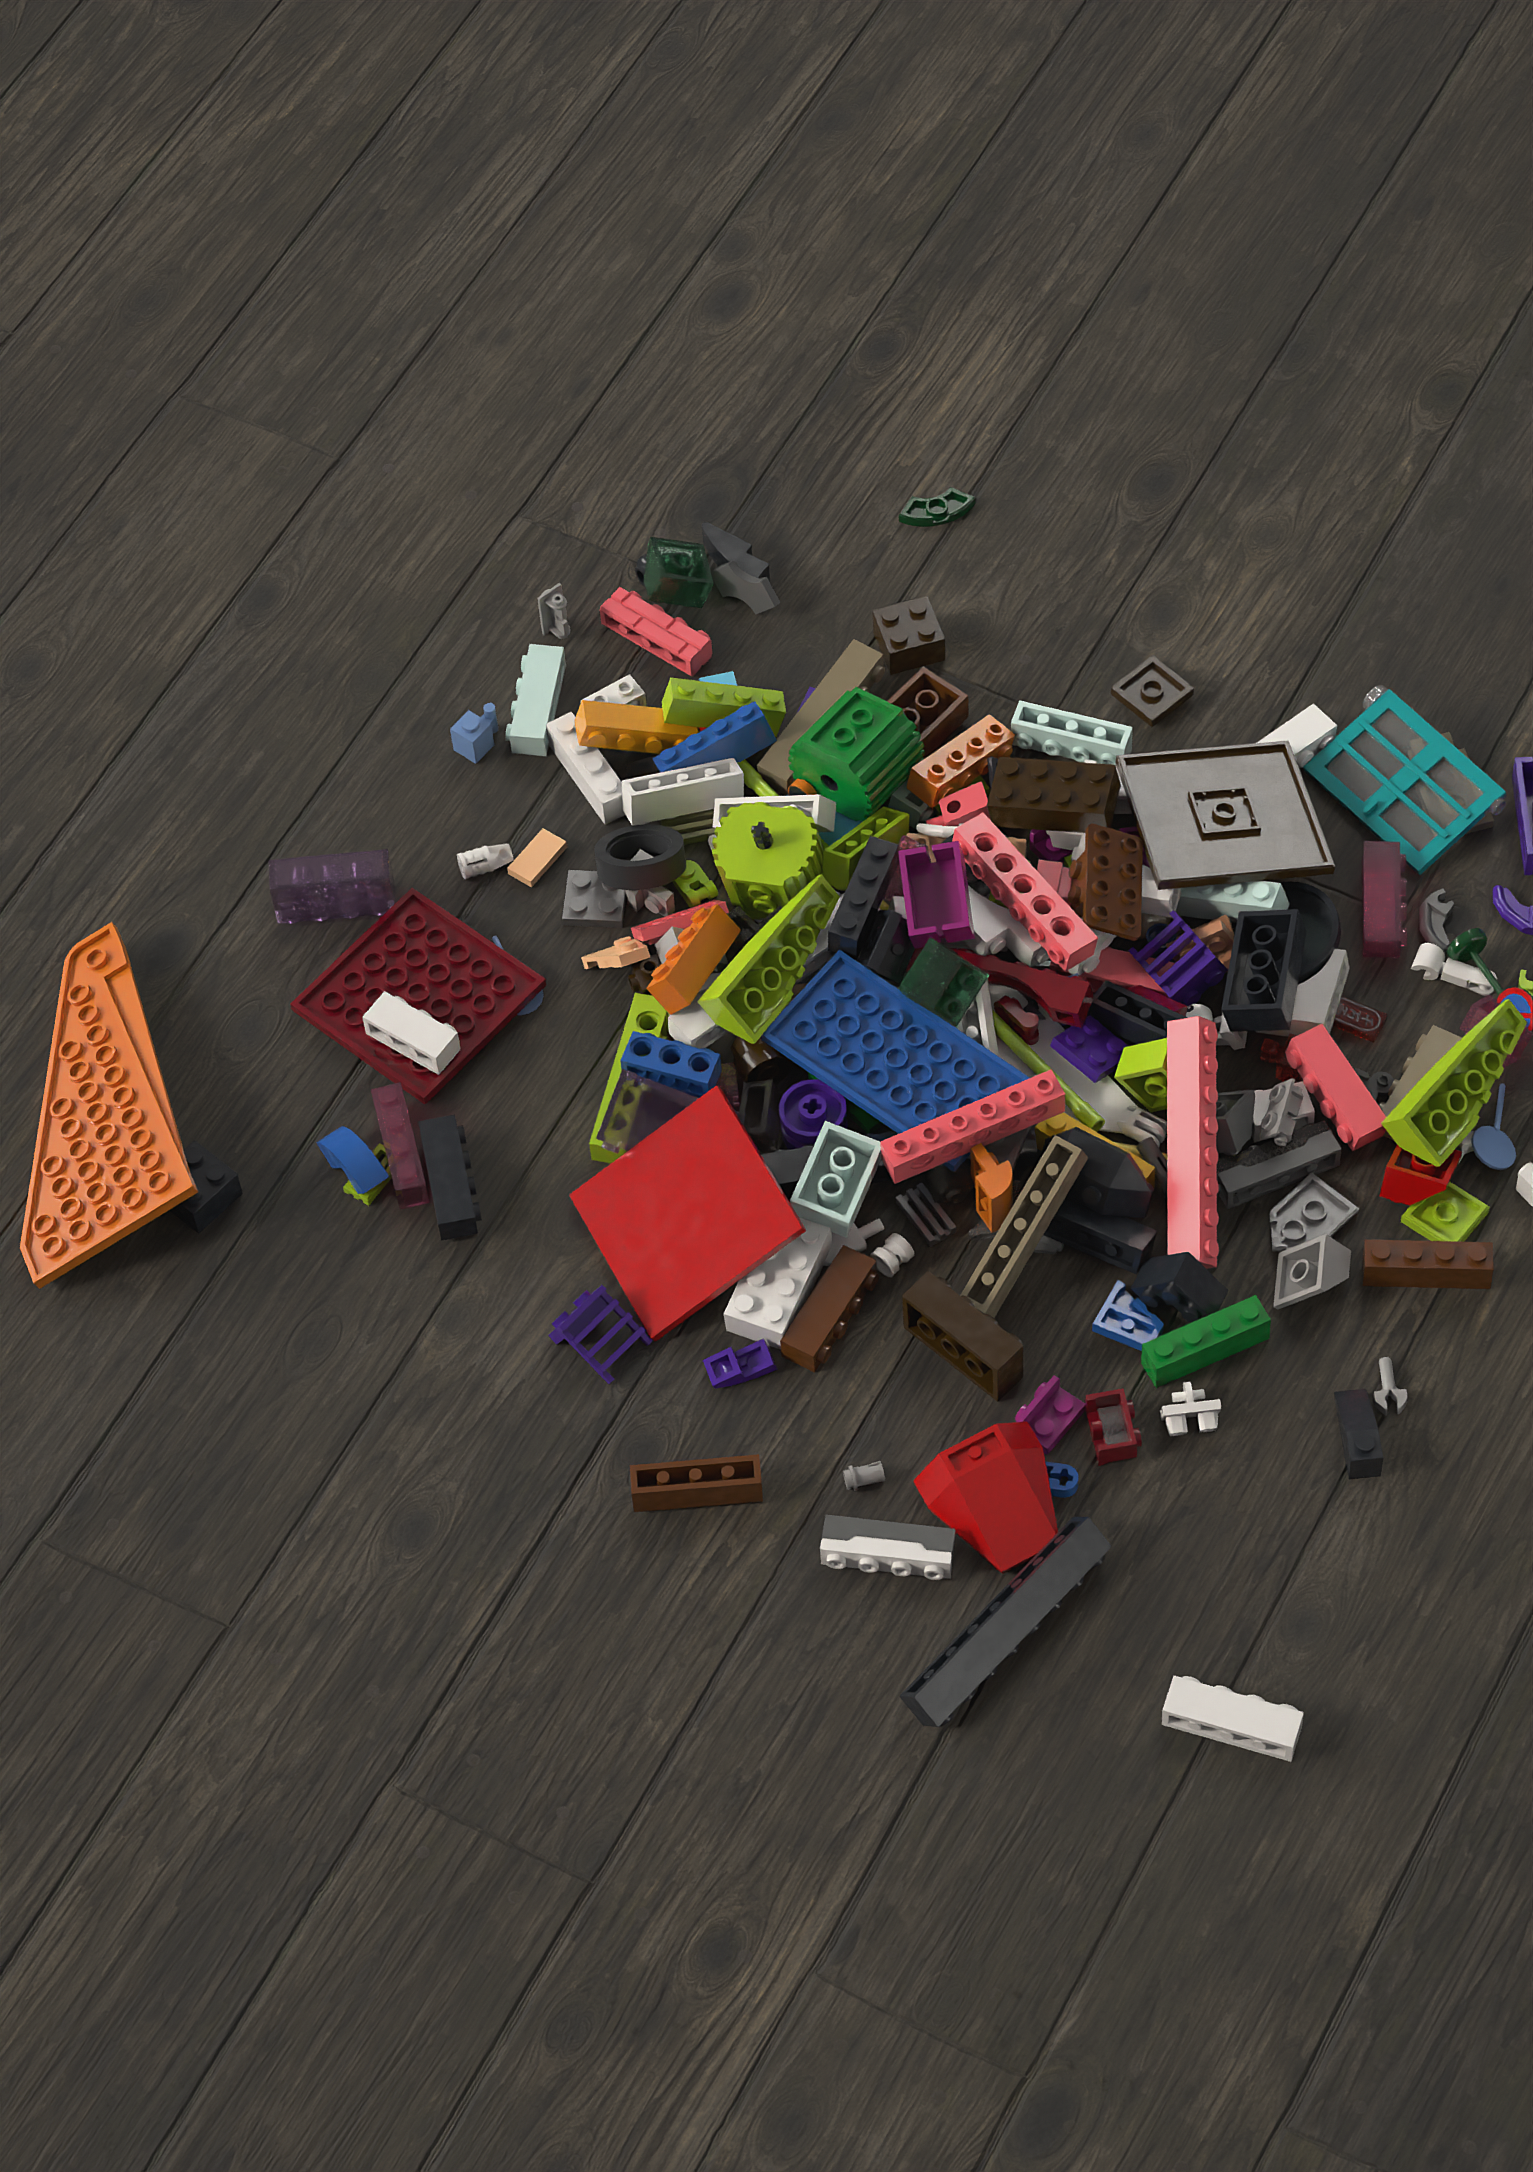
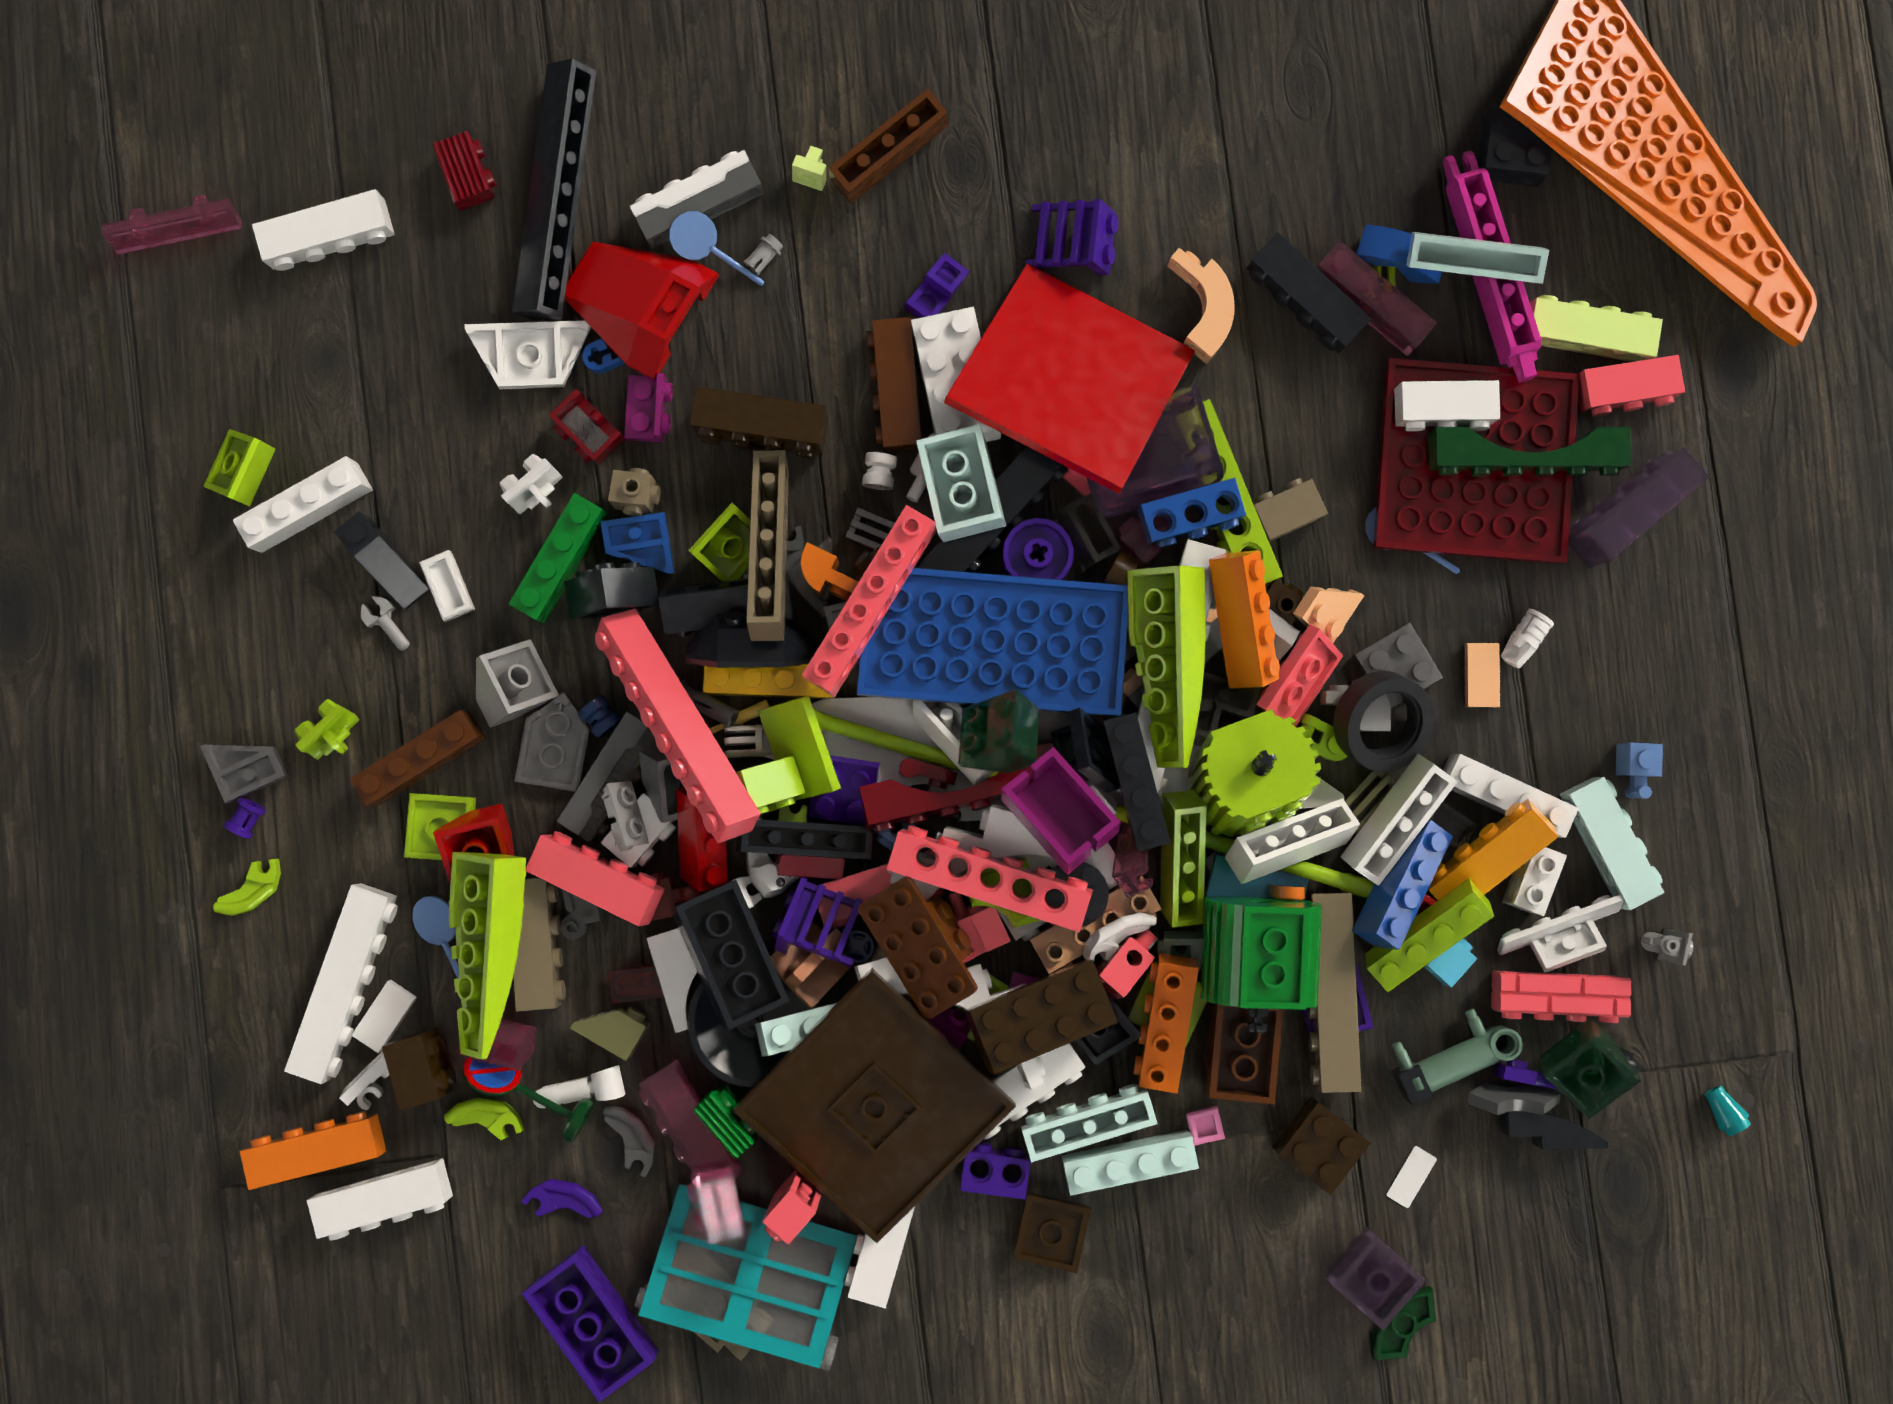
camera: 135 degrees right, 30 degrees up
(254, 1029) = (1596, 330): none -> yellowish green brick
(258, 975) = (1630, 385): none -> coral brick
(290, 1110) = (1502, 300): none -> dark pink hinge
(311, 1094) = (1477, 257): none -> light aqua brick
(330, 939) = (1465, 450): none -> dark green arch
(529, 1209) = (1216, 302): none -> light nougat arch
(589, 1041) = (1290, 509): none -> dark tan brick
(599, 503) = (1727, 1112): none -> teal cone
(619, 660) = (1565, 937): none -> white bracket
(728, 601) = (1517, 1071): none -> dark purple plate
(731, 629) = (1457, 1062): none -> sand green piece
(773, 1513) = (810, 169): none -> yellowish green tile
(857, 589) = (1411, 1177): none -> white sticker
(909, 1510) = (695, 237): none -> medium blue piece
(935, 537) = (1375, 1278): none -> clear purple brick
(984, 696) = (1205, 1125): none -> bright pink tile
(1056, 692) = (1129, 1162): none -> light aqua brick
(1057, 1276) = (725, 545): none -> lime slope
(1073, 1690) = (464, 171): none -> dark red brick
(1097, 1090) = (796, 732): none -> lime tile
(1106, 1351) = (634, 492): none -> dark tan brick
(1122, 1512) = (529, 351): none -> white wing
(1159, 736) = (993, 1181): none -> dark purple brick
(1239, 1062) = (701, 857): none -> red brick
(1254, 1211) = (599, 717): none -> dark blue wheel
(1316, 1385) = (447, 586): none -> white tile
(1333, 784) = (791, 1208): none -> coral brick
(1348, 882) = (718, 1116): none -> green brick
(1392, 827) = (717, 1203): none -> clear pink brick
(1397, 994) = (614, 1030): none -> olive slope
(1398, 1507) = (302, 504): none -> white brick
(1398, 1815) = (172, 226): none -> clear pink hinge
(1437, 1573) = (239, 467): none -> lime slope
(1479, 1333) = (328, 733): none -> lime hips

